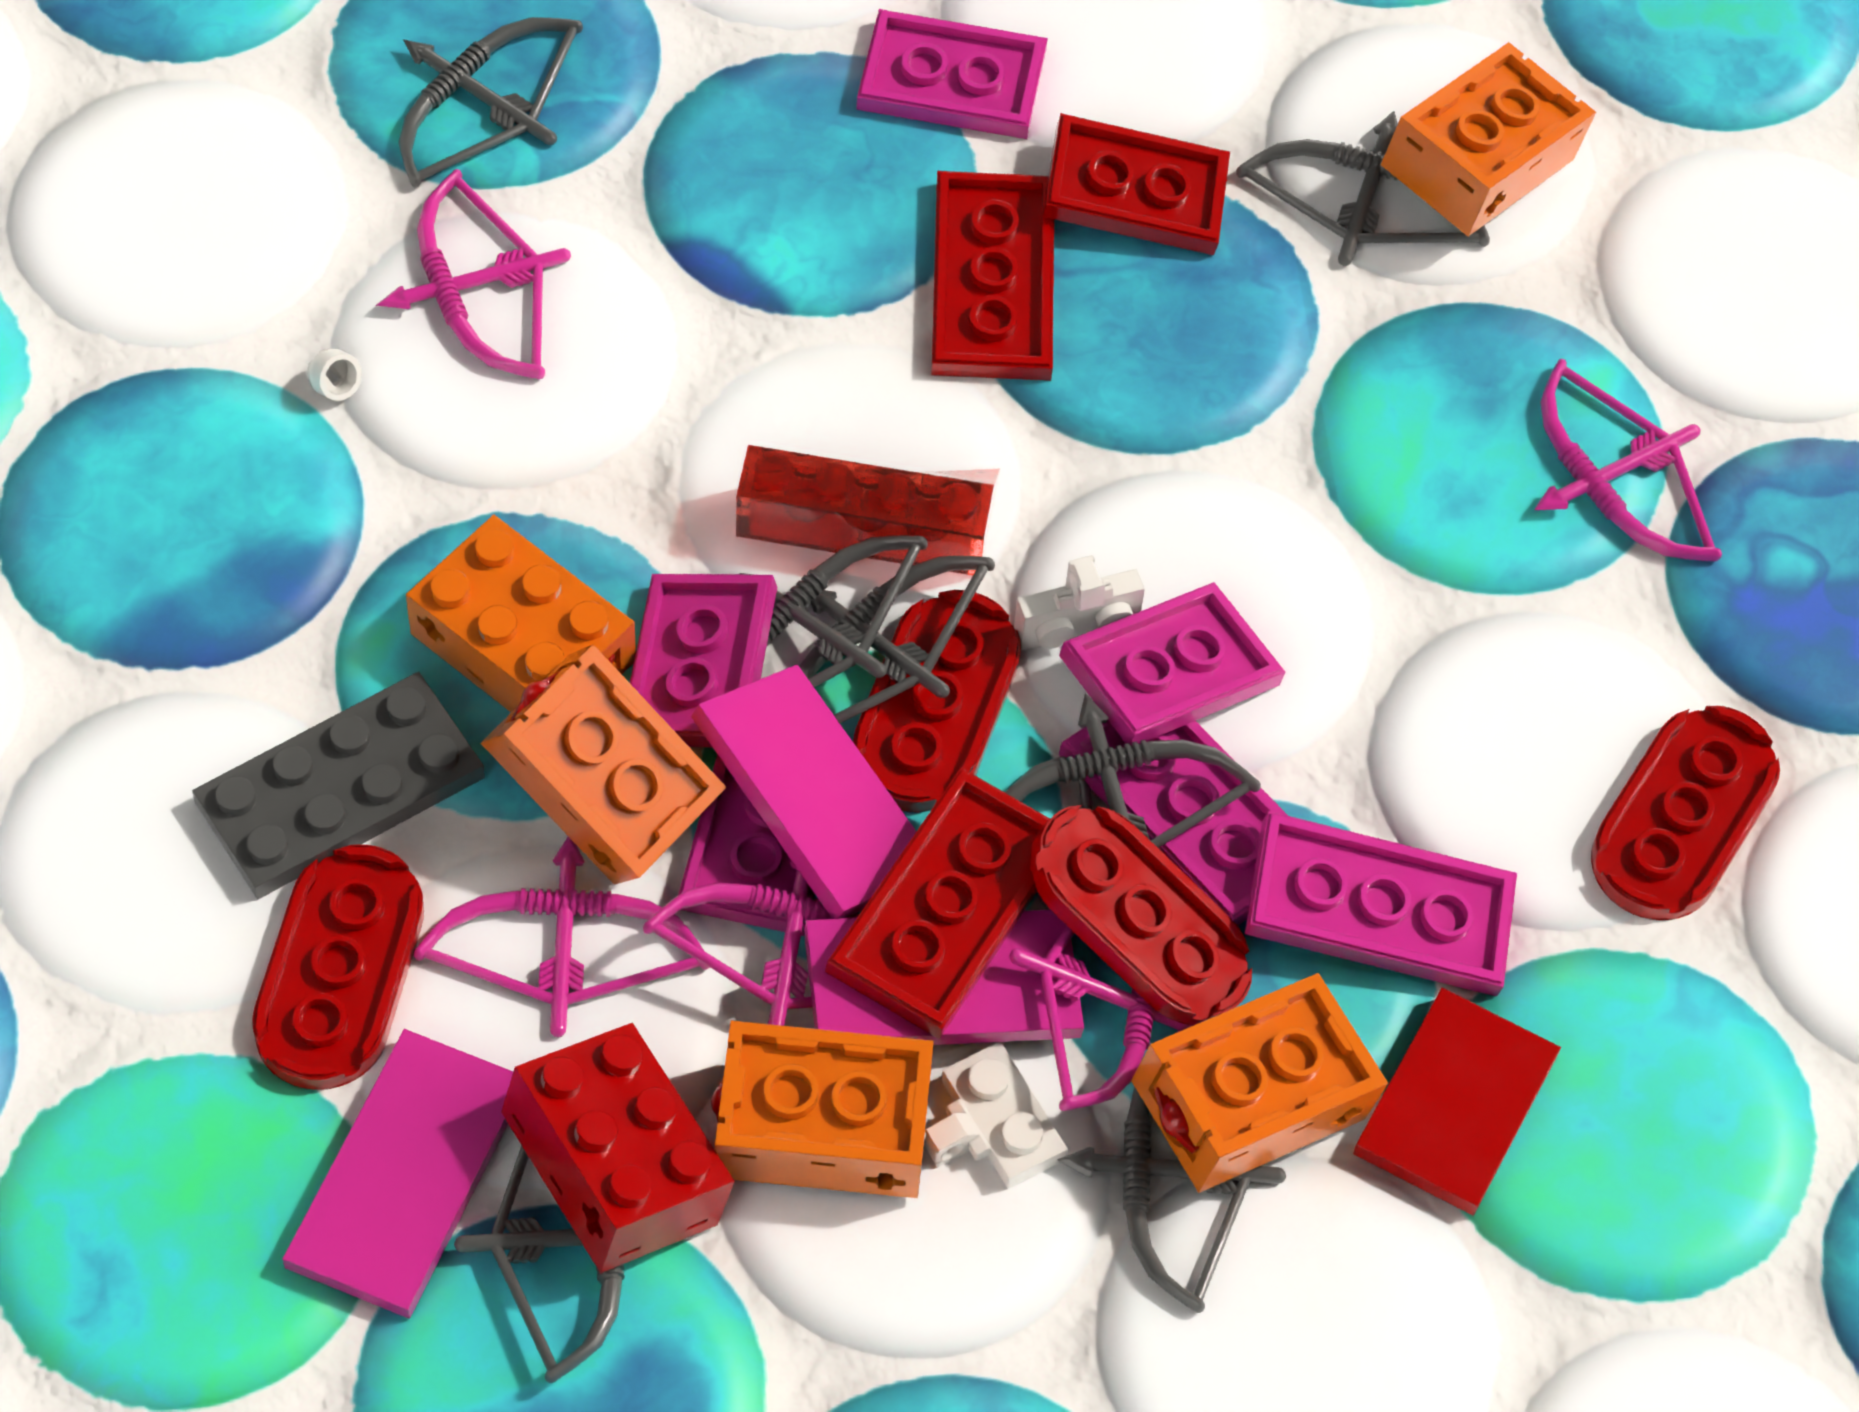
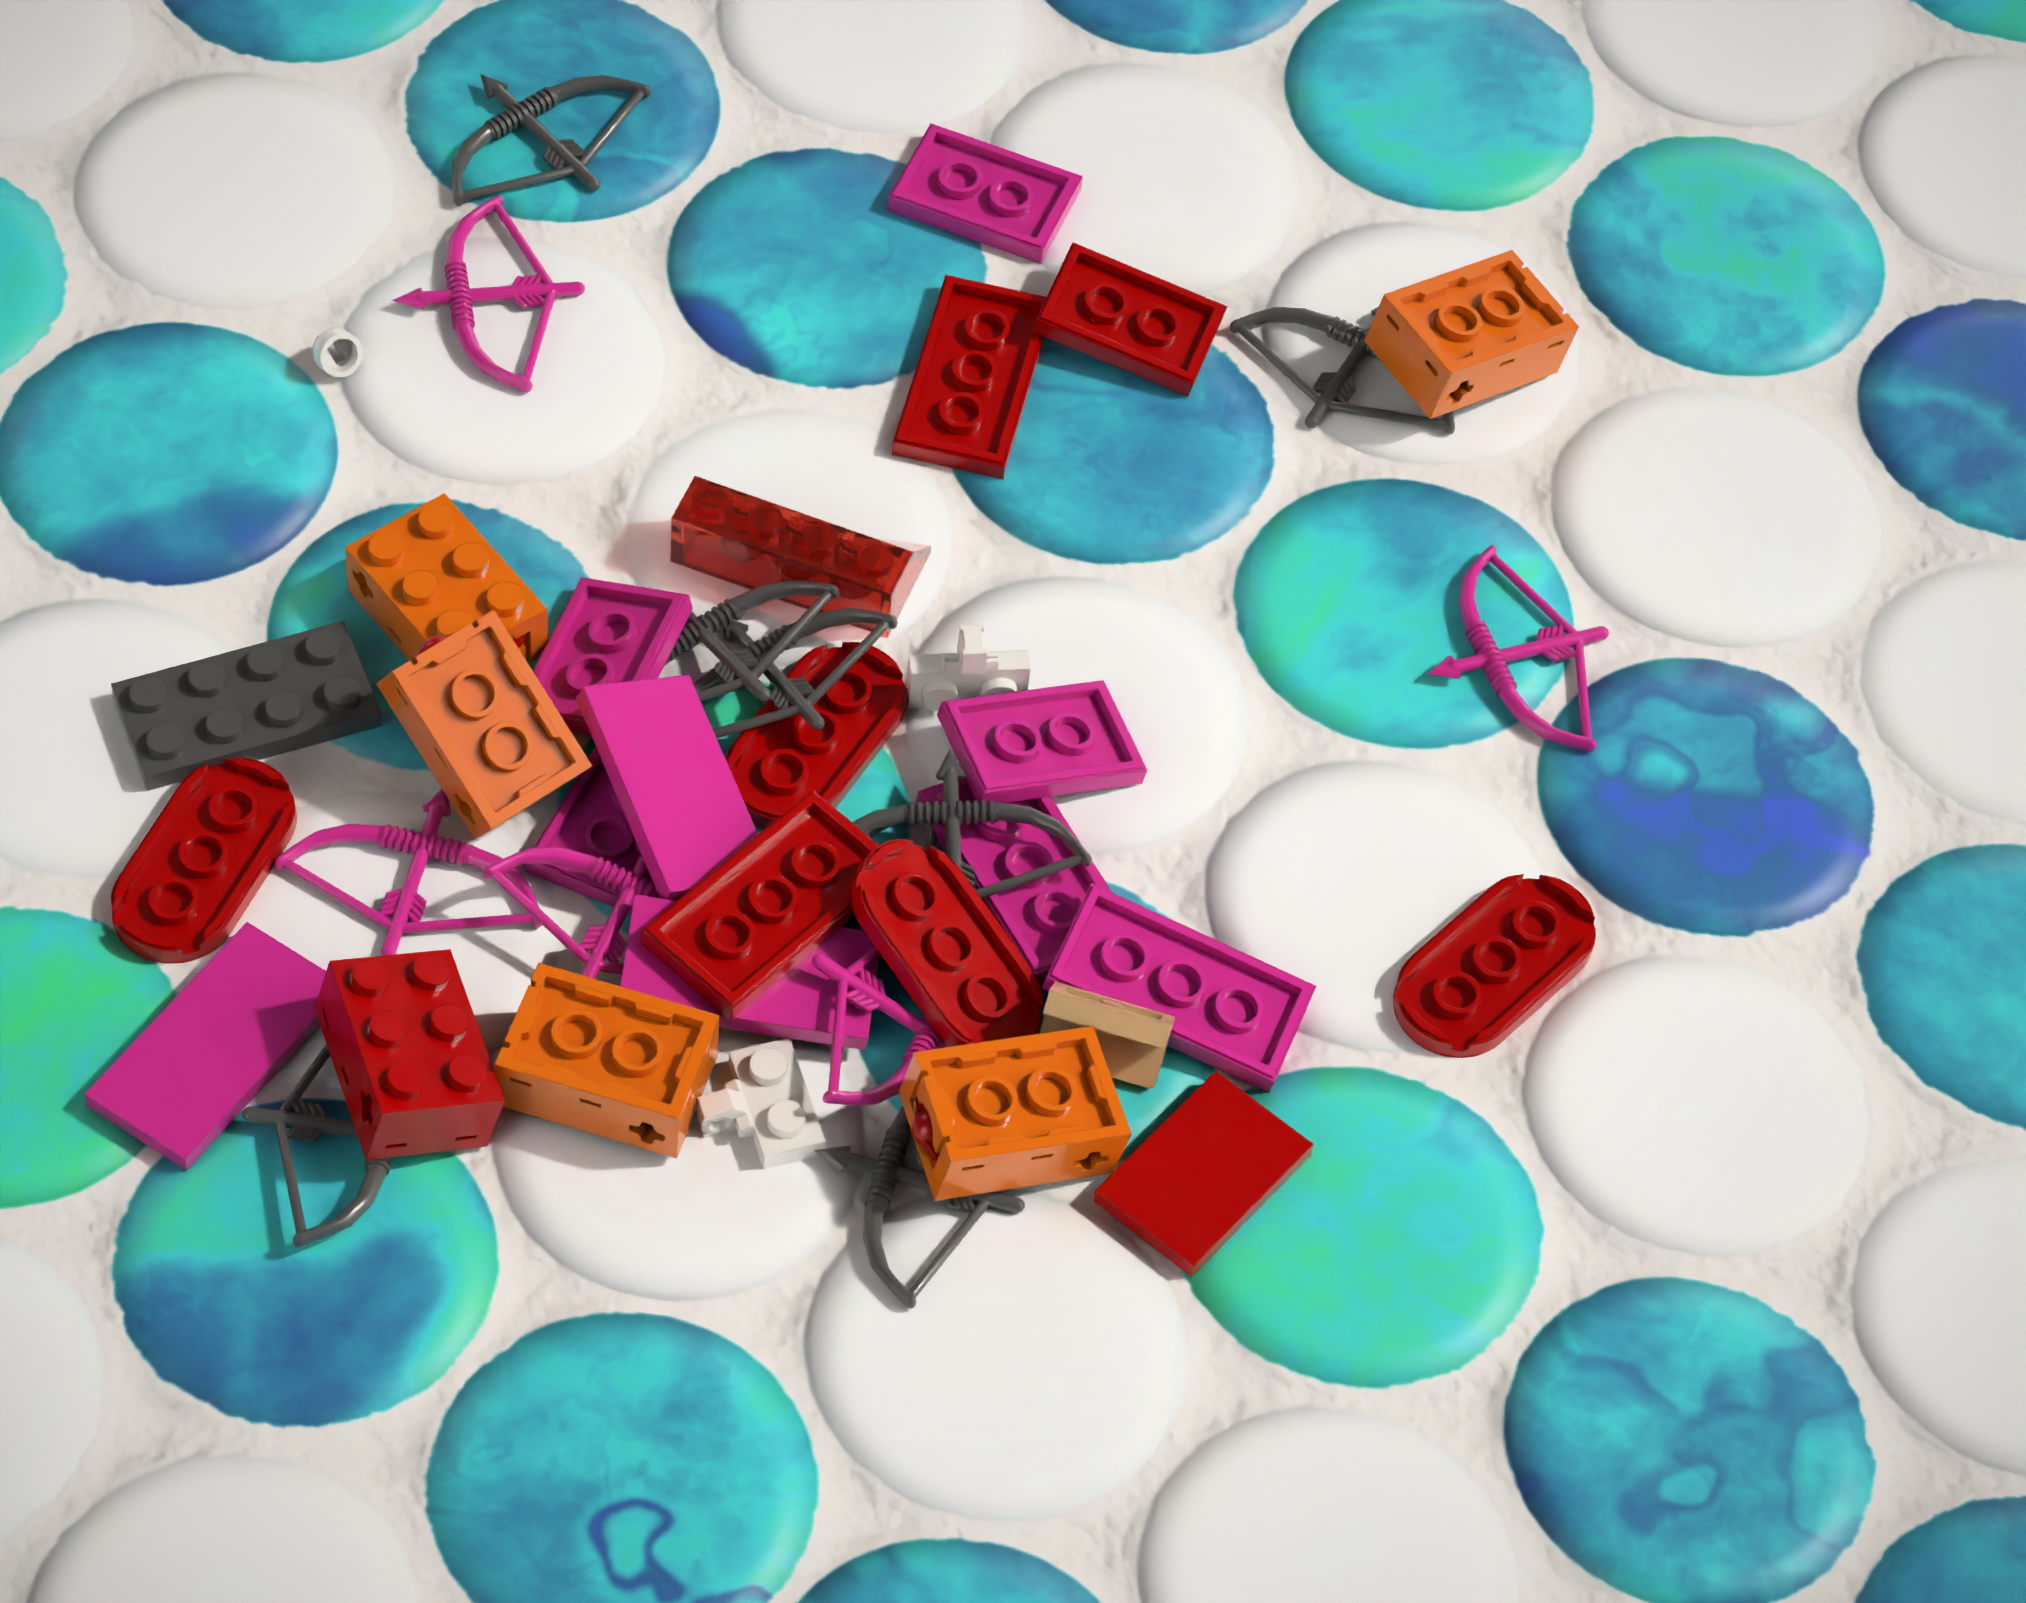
camera: 10 degrees right, 5 degrees down
(1350, 966) = (1128, 1034): none -> tan panel

